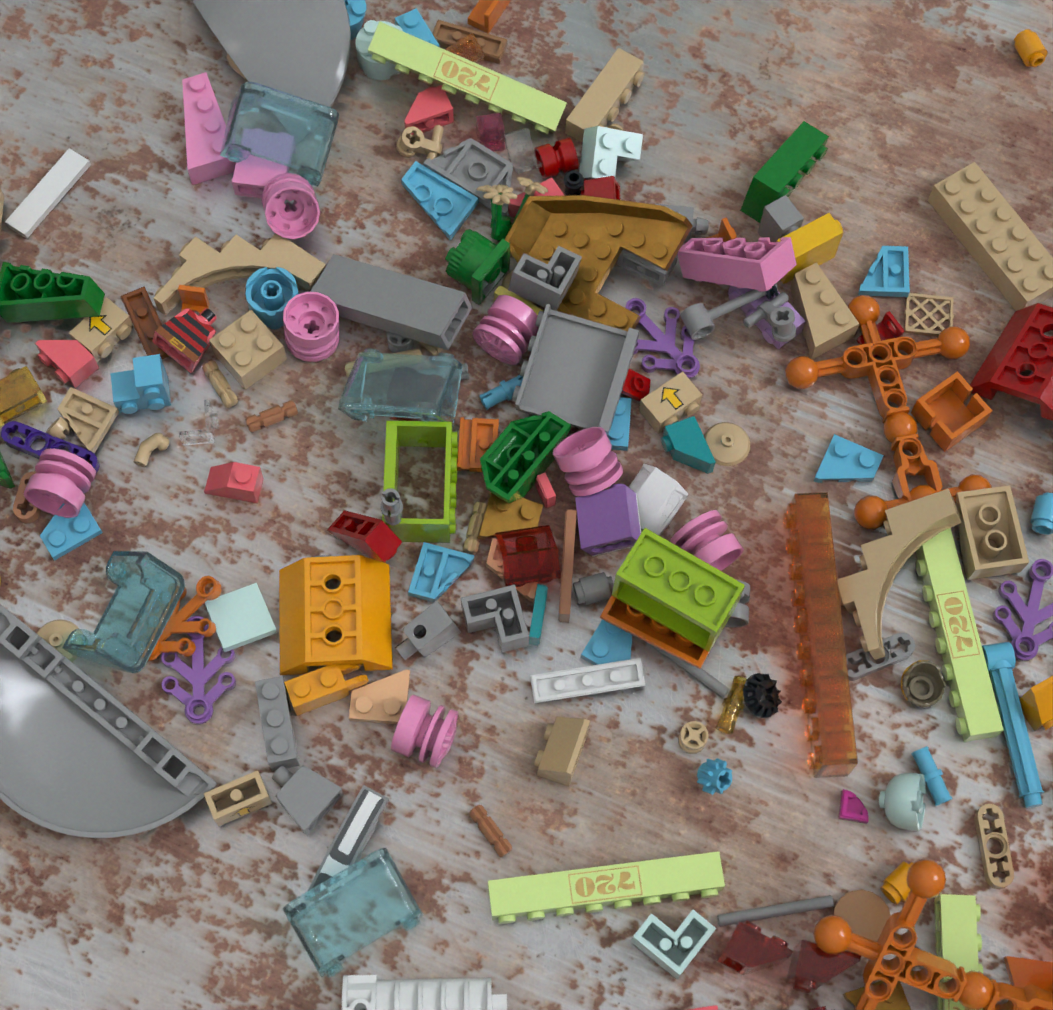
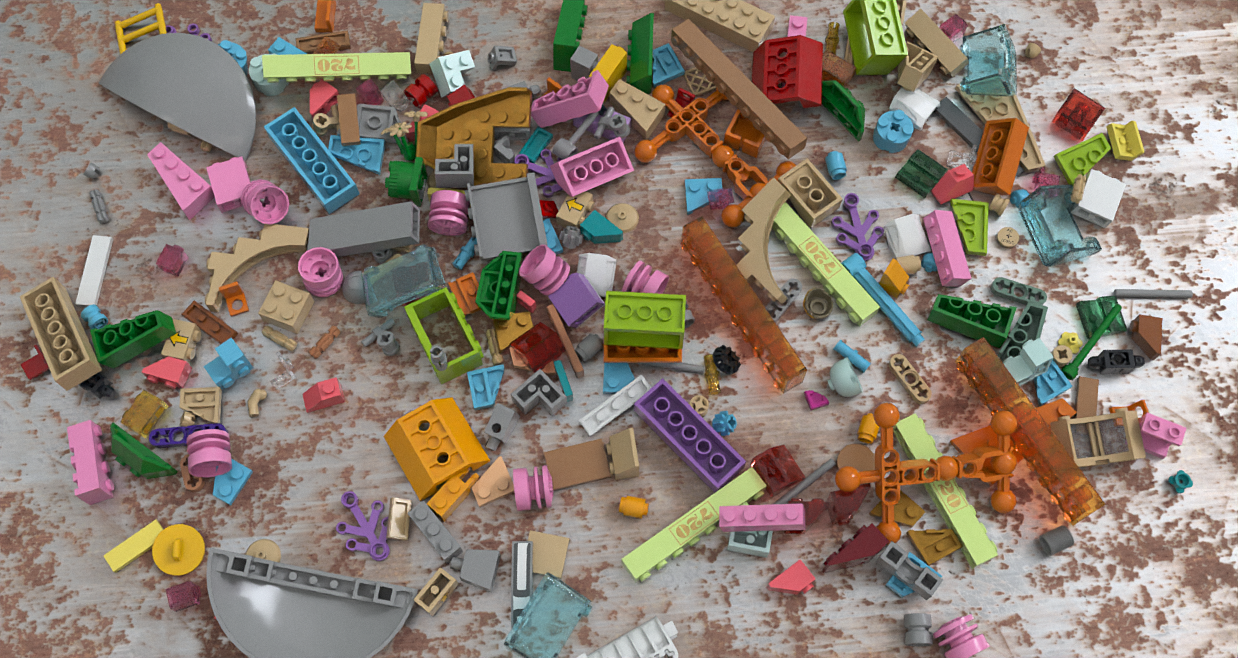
camera: 25 degrees left, 0 degrees up
(17, 249) = (93, 316): none -> medium azure wheel
(95, 116) = (98, 206): none -> light grey axle
(109, 69) = (92, 171): none -> light grey hinge
(134, 615) = (305, 511): clear light blue windscreen -> none
(145, 223) = (172, 259): none -> clear pink brick
(178, 623) = (334, 502): orange plant -> none
(186, 337) = (241, 318): torso -> none
(240, 617) = (374, 478): light aqua tile -> none
(241, 683) = (398, 519): none -> tan tile
(269, 293) = (282, 264): medium azure brick -> none
(280, 130) = (231, 155): clear light blue windscreen -> none
(340, 365) = (353, 288): none -> light grey helmet
(344, 448) = (384, 338): none -> light grey piece
(366, 535) = (428, 385): red slope -> none
(375, 182) = (312, 160): none -> medium azure brick
(402, 824) = (548, 553): none -> tan tile
(446, 152) = (348, 119): none -> medium nougat tile
(490, 830) = (605, 528): nougat axle -> none
(499, 731) = (577, 464): none -> medium nougat tile
(540, 822) = (633, 506): none -> light orange brick
(573, 181) = (440, 101): black pin -> none
(618, 284) = (502, 151): none -> light grey bracket
(646, 436) = (571, 237): none -> light grey gear
(660, 769) = (689, 435): none -> medium lavender brick
(668, 294) = (536, 143): none -> teal tile
(682, 162) = (502, 56): none -> light grey bracket
(693, 925) = (762, 517): none -> bright pink brick
(720, 360) = (592, 167): none -> bright pink slope
(751, 872) = (777, 469): none -> clear red slope
(863, 244) = (641, 53): none -> green slope
(867, 481) = (720, 198): none -> clear pink brick
(965, 351) = (738, 89): none -> medium nougat brick

